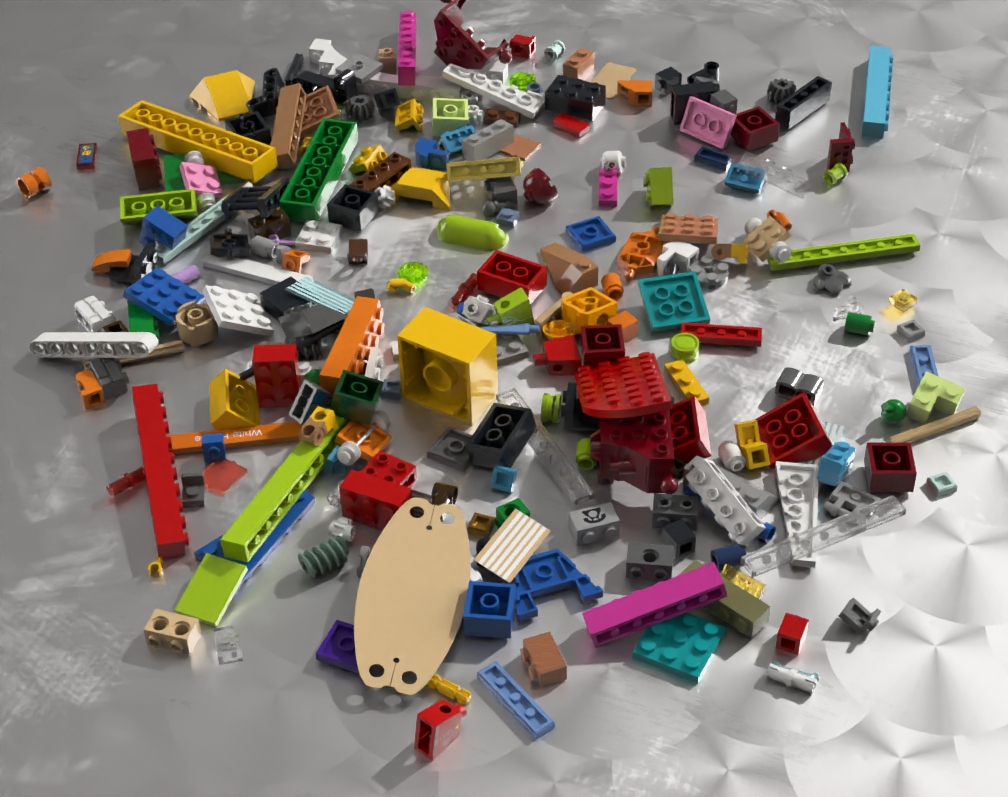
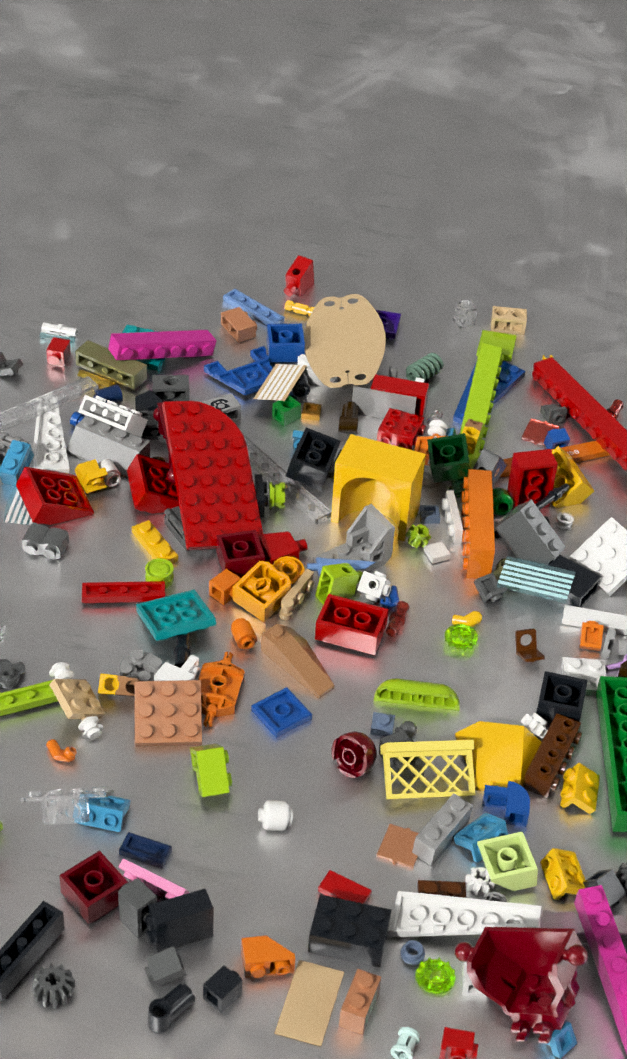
camera: 165 degrees right, 0 degrees up
(607, 187) = (273, 778): dark pink plate -> none

